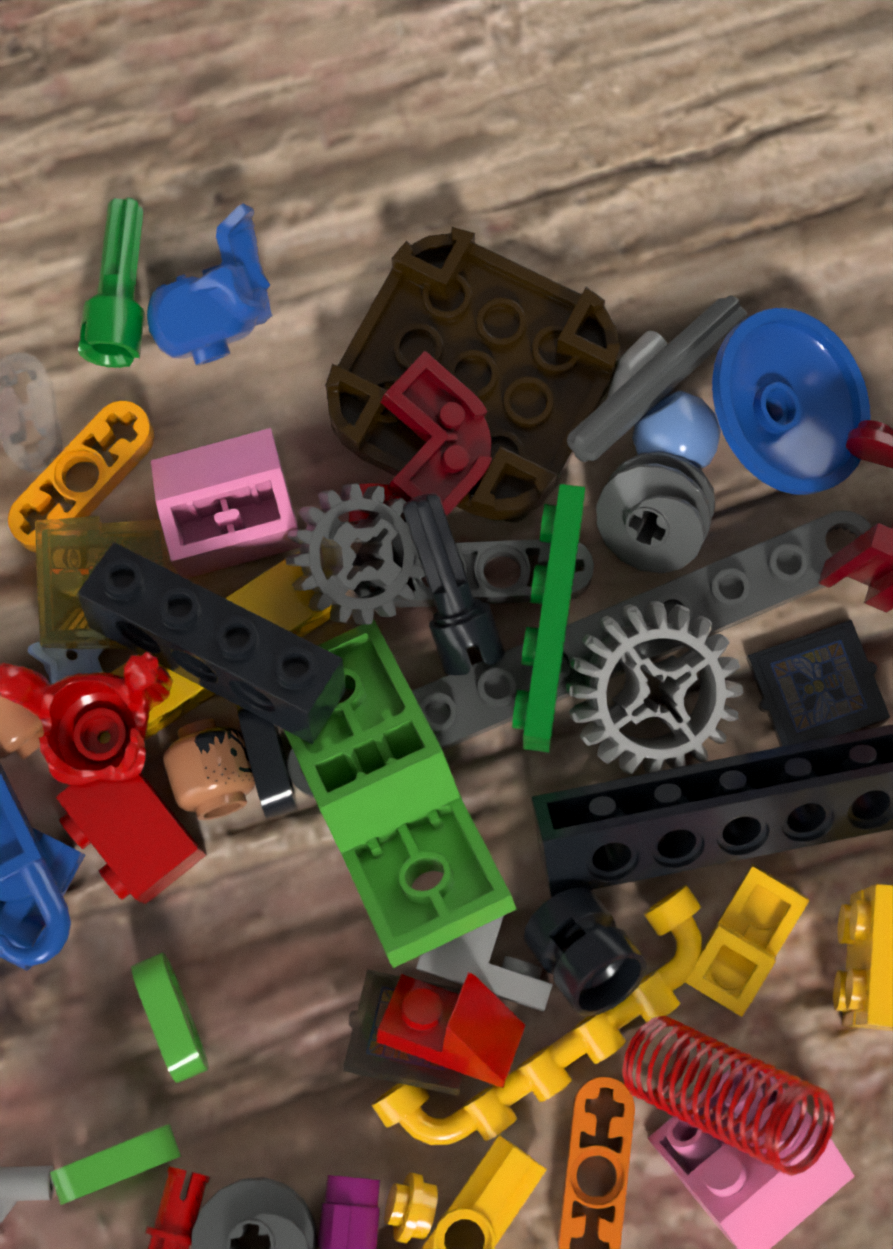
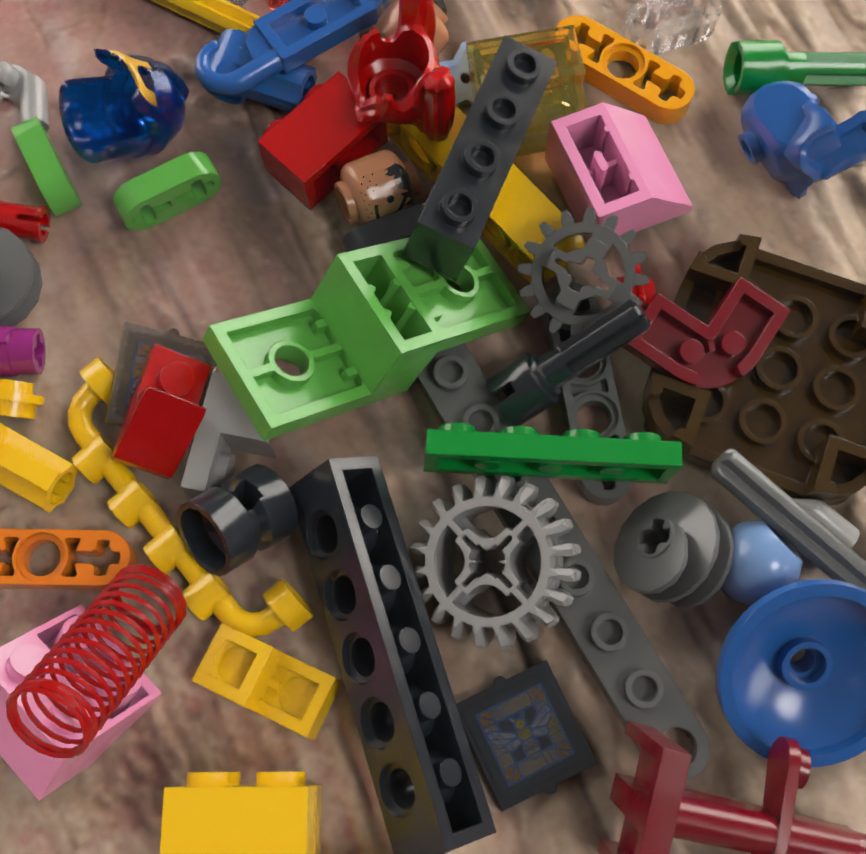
camera: 80 degrees right, 5 degrees down
(66, 1062) = (126, 111): none -> clear blue helmet

